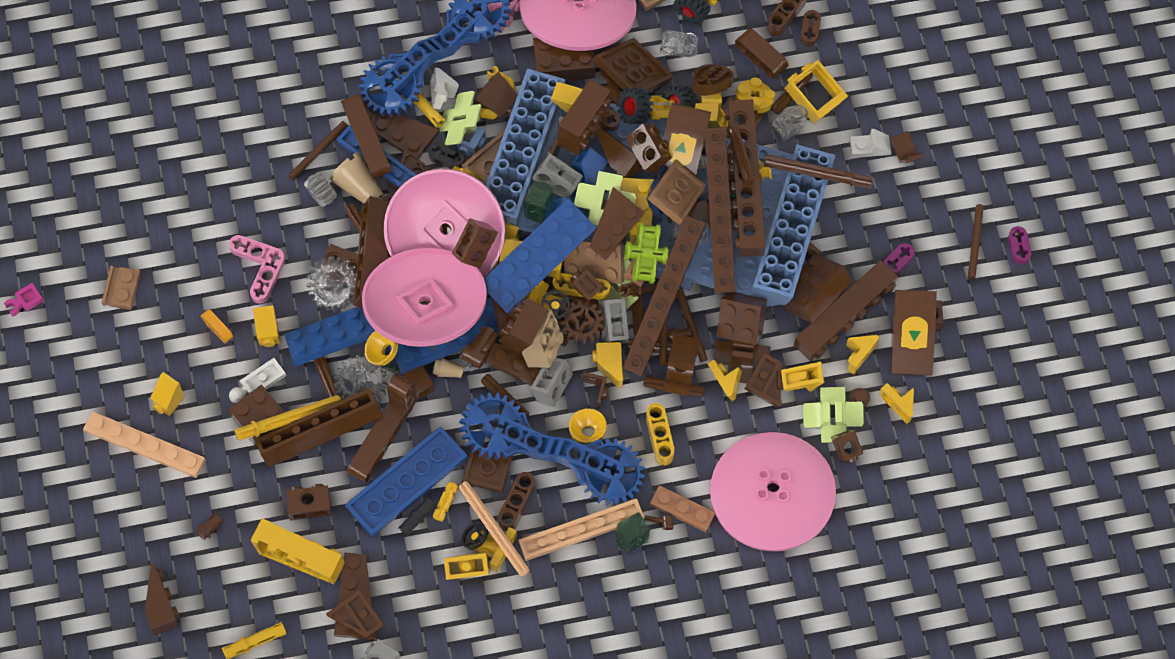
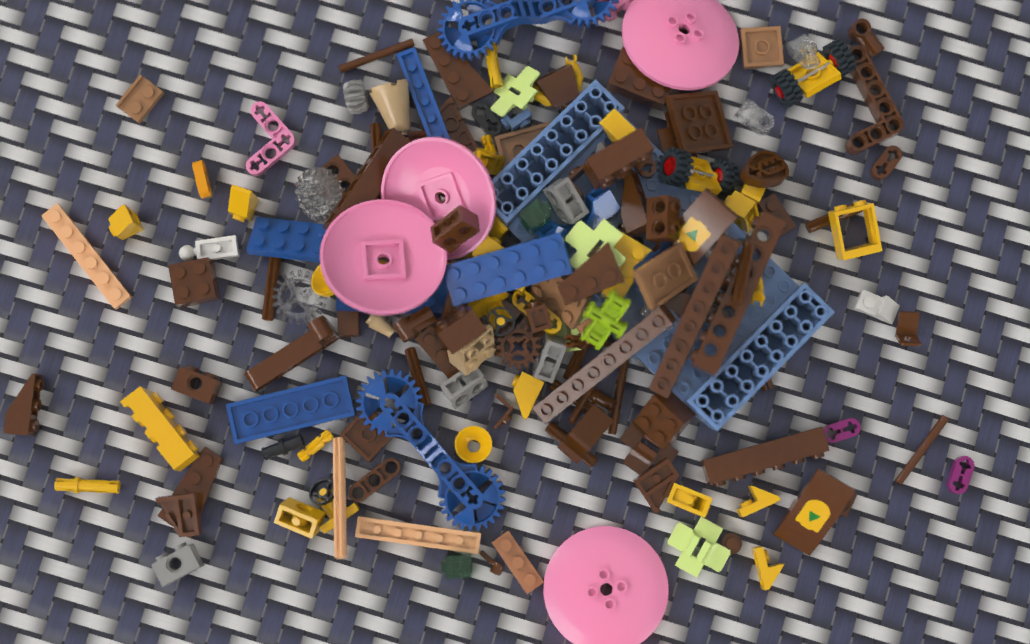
camera: 30 degrees right, 15 degrees up
(26, 298) = (53, 68): dark pink plate -> none
(209, 526) = (102, 361): reddish brown pin -> none
(283, 419) = (214, 301): yellow axle -> none
(318, 427) = (237, 323): reddish brown brick -> none
(366, 136) = (421, 67): reddish brown beam -> none
(441, 88) = (515, 52): white slope -> none
(660, 424) = (534, 494): yellow beam -> none
(728, 382) = (620, 470): yellow slope -> none
(761, 53) = (826, 165): reddish brown beam -> none
(763, 94) = (803, 198): yellow plate -> none
(787, 124) = (811, 247): clear piece -> none
(817, 287) = (751, 424): reddish brown brick -> none
(818, 171) = (809, 322): reddish brown axle -> none
(841, 439) = (691, 577): reddish brown brick -> none

